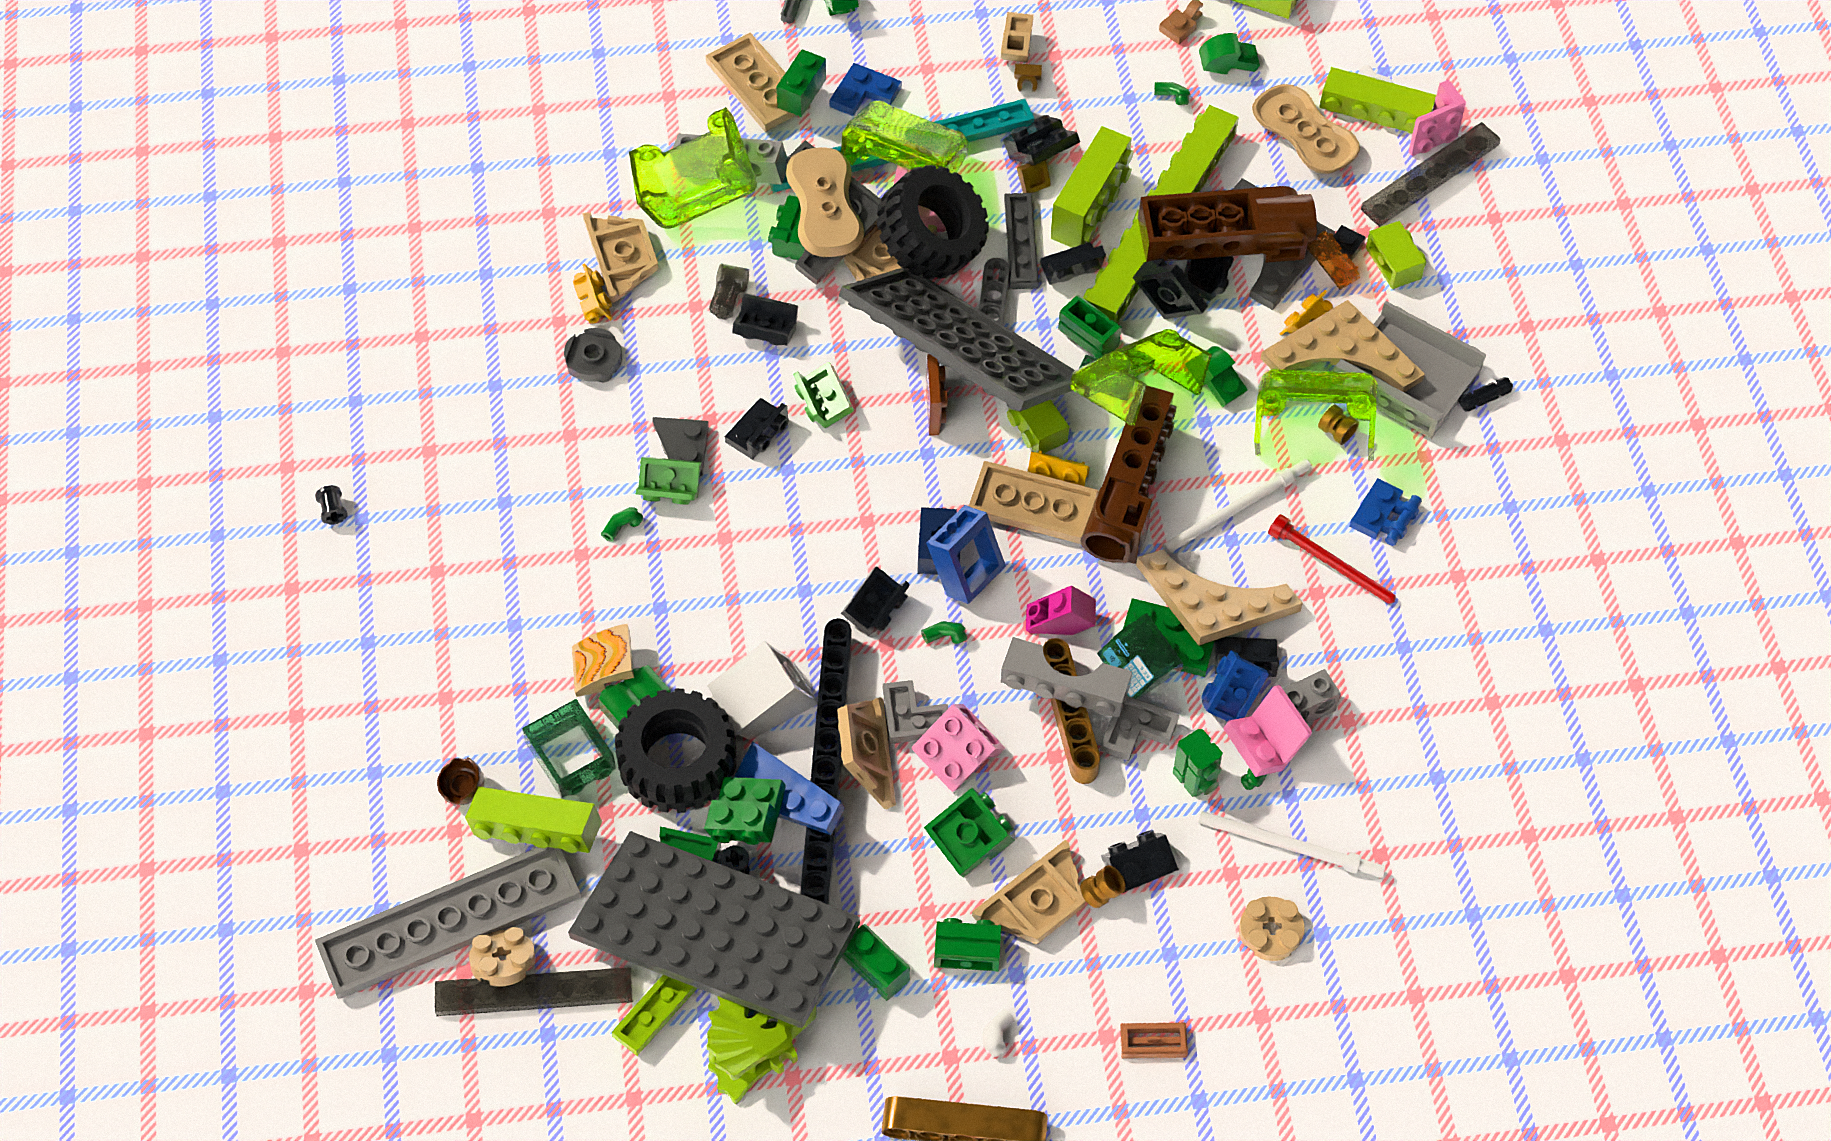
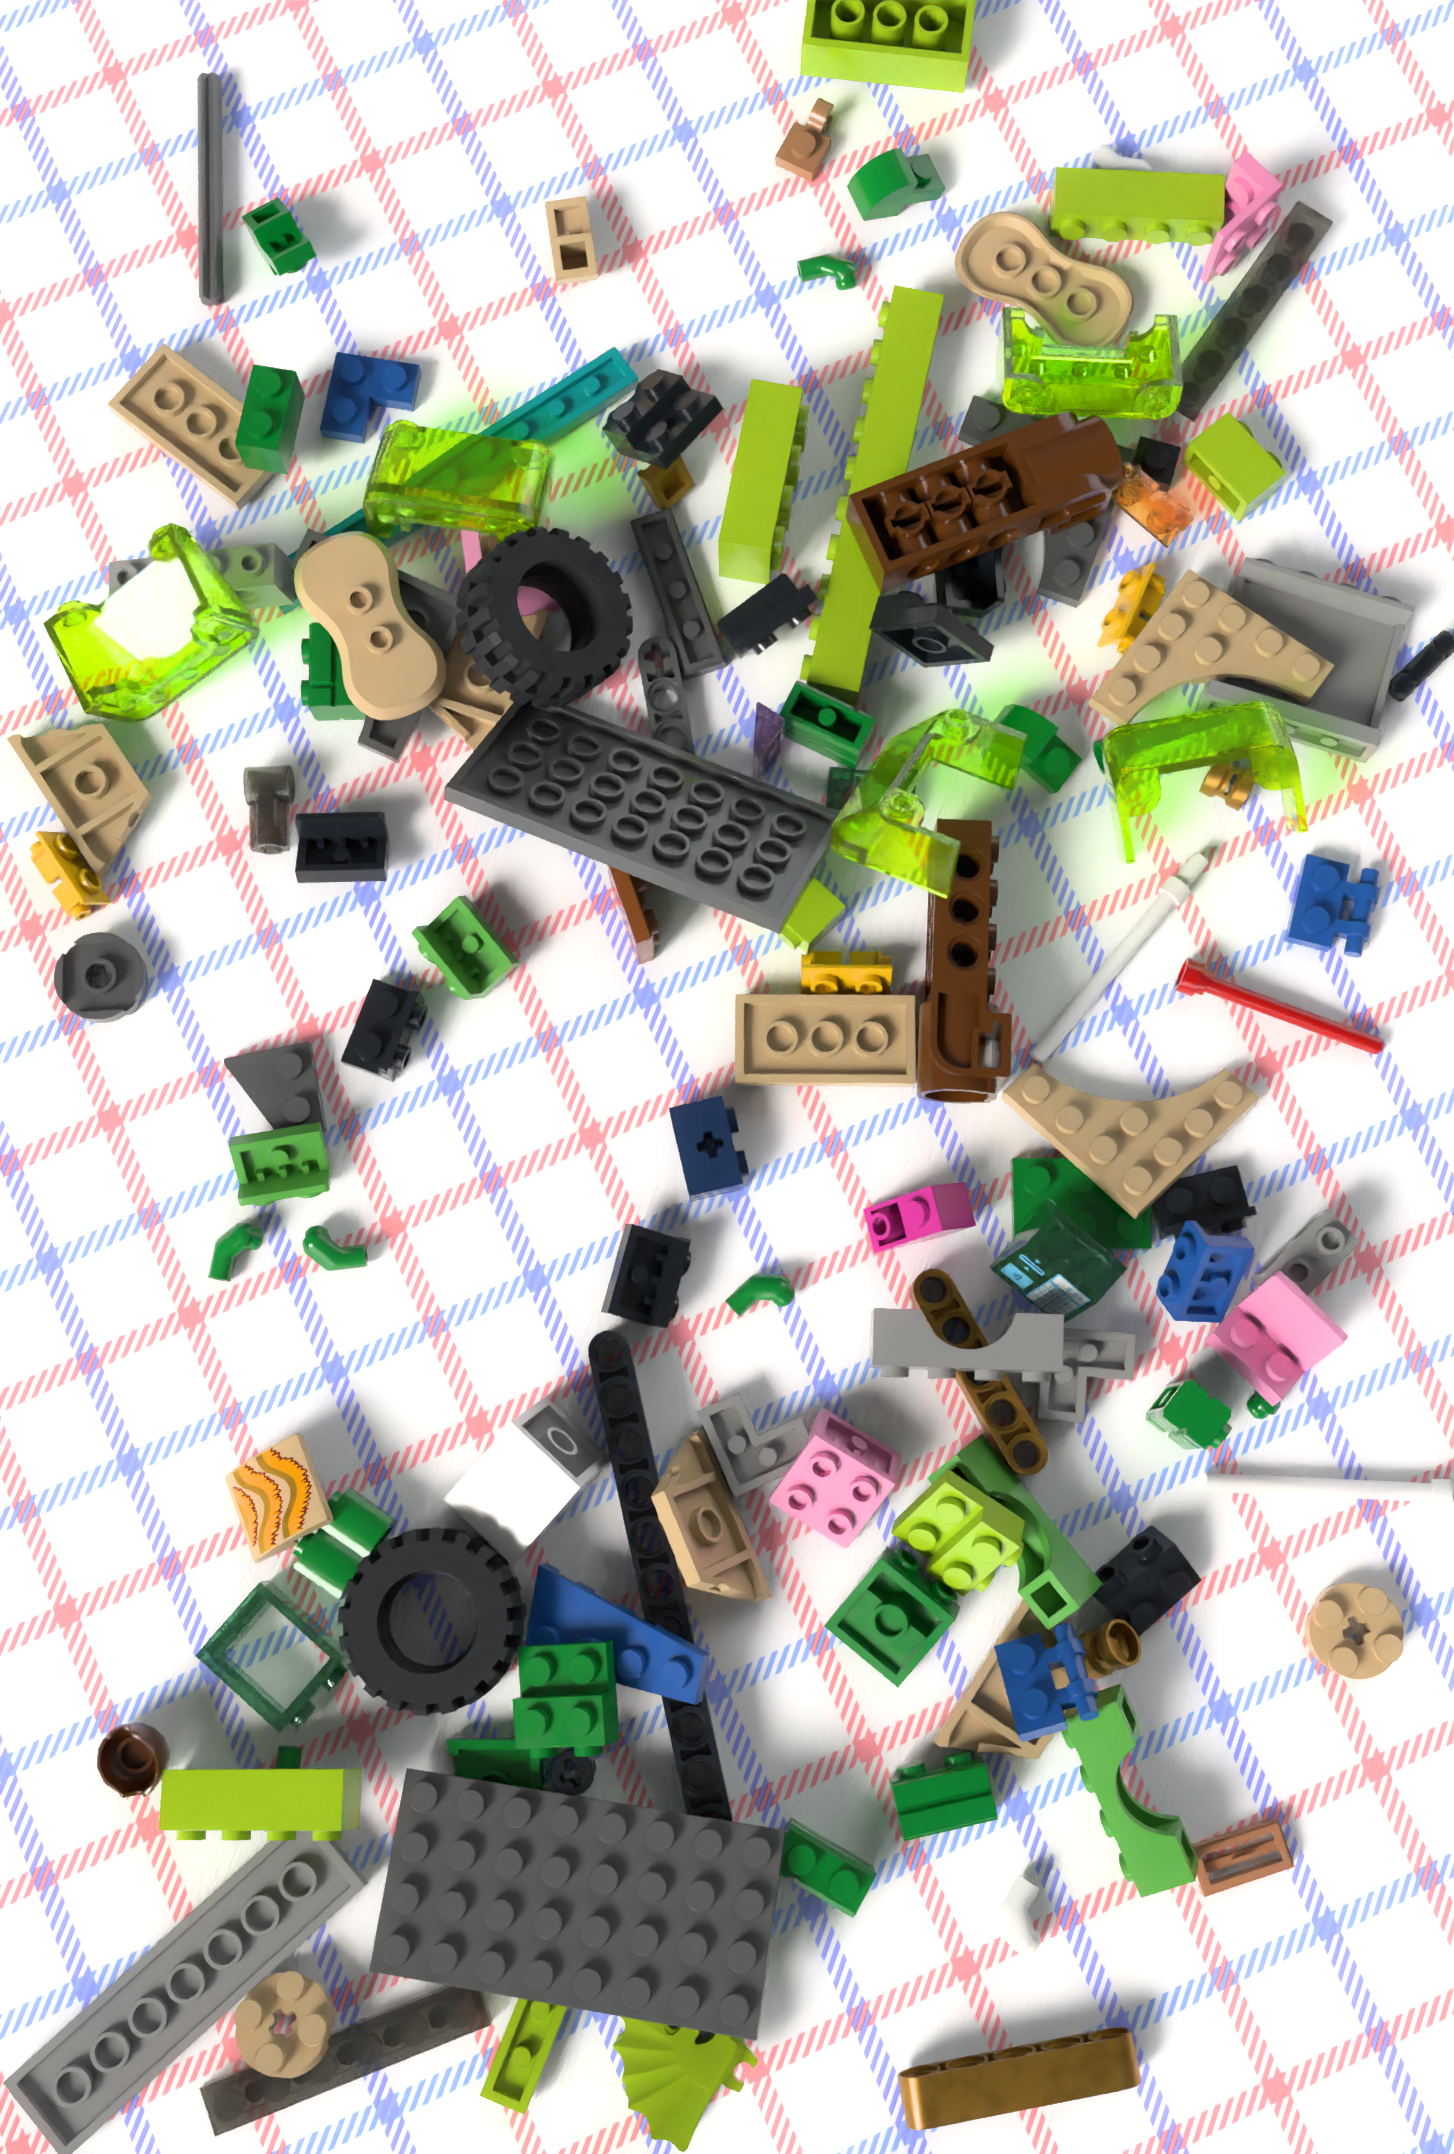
camera: 15 degrees left, 20 degrees up
(680, 540) = (329, 1255): none -> green arm
(944, 547) = (767, 1159): blue window -> none
(1027, 72) = (603, 300): pearl gold tile -> none
(1027, 788) = (961, 1533): none -> lime plate
(1046, 885) = (1031, 1686): none -> blue plate
(1049, 324) = (767, 740): none -> clear purple slope
(1052, 772) = (1051, 1571): none -> bright green arch
(1084, 927) = (1151, 1844): none -> bright green arch
(1278, 168) = (1089, 380): none -> clear neon green windscreen

